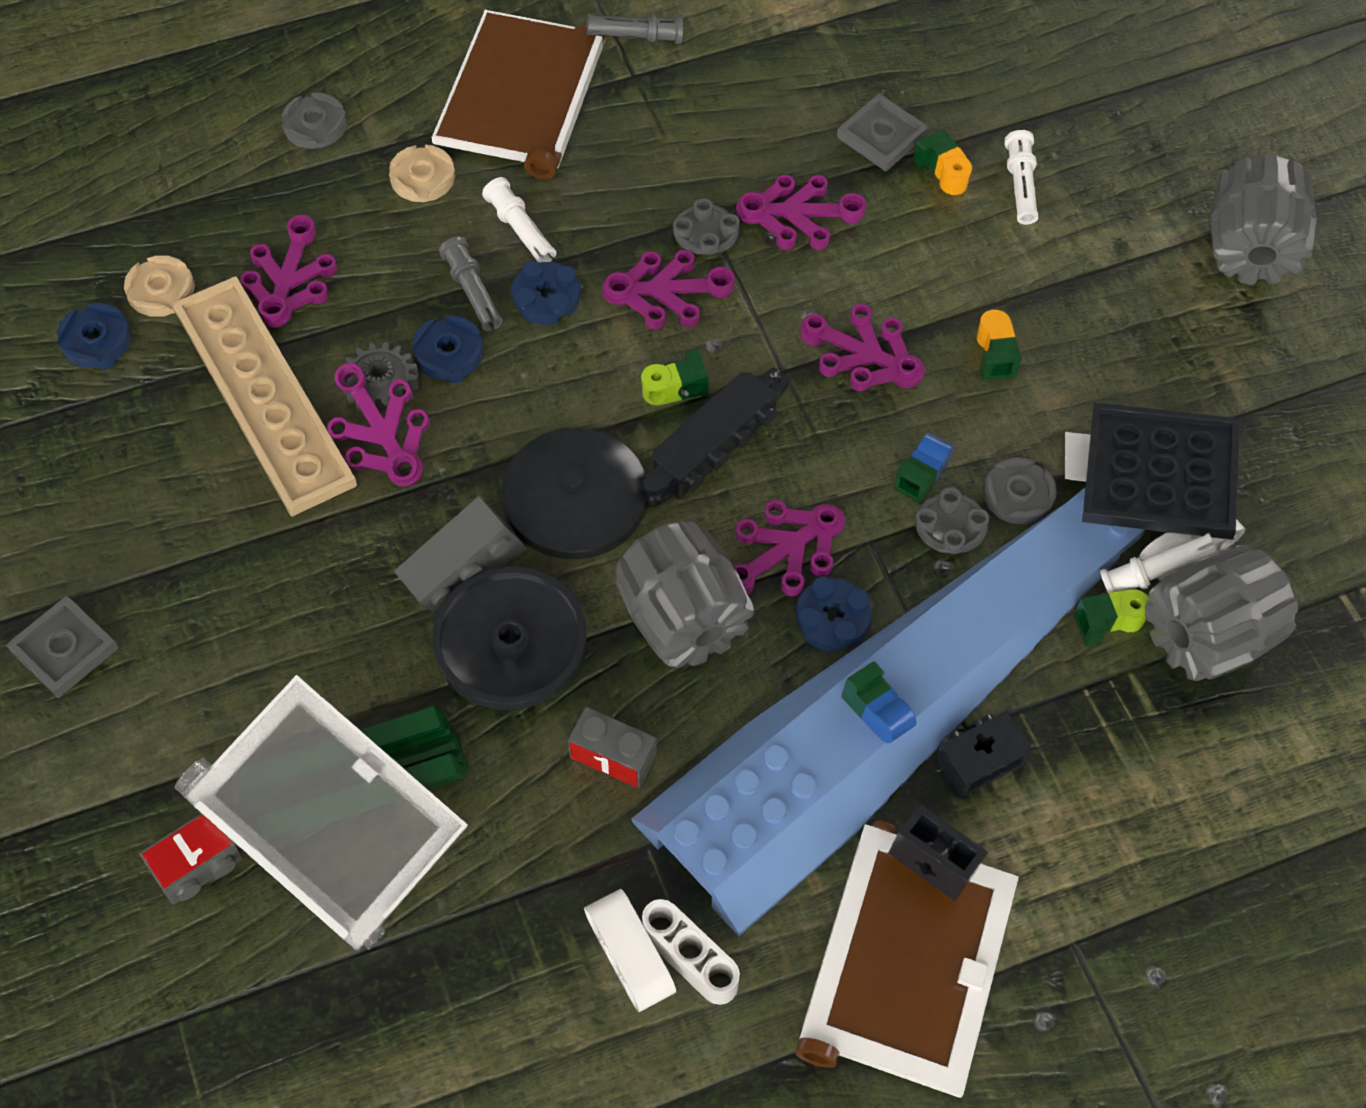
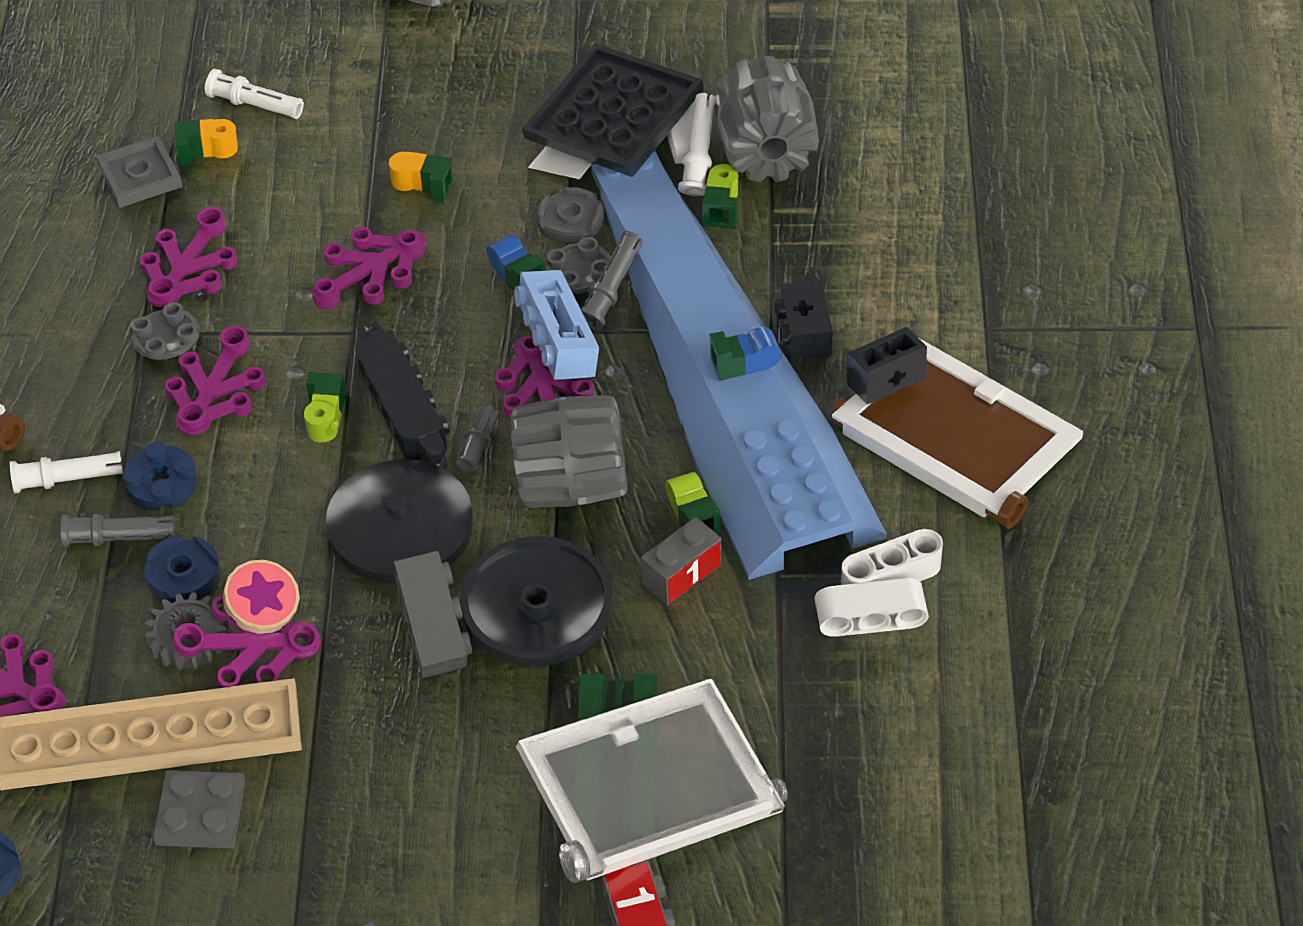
camera: 65 degrees left, 10 degrees down
(204, 466) = (199, 809): none -> dark grey plate
(419, 413) = (261, 596): none -> tile
(691, 734) = (691, 501): none -> leg
(701, 515) = (477, 439): none -> dark grey axle
(809, 543) = (566, 356): none -> light blue brick
(828, 595) = (626, 360): dark blue plate -> none
(920, 554) = (604, 292): none -> dark grey pin

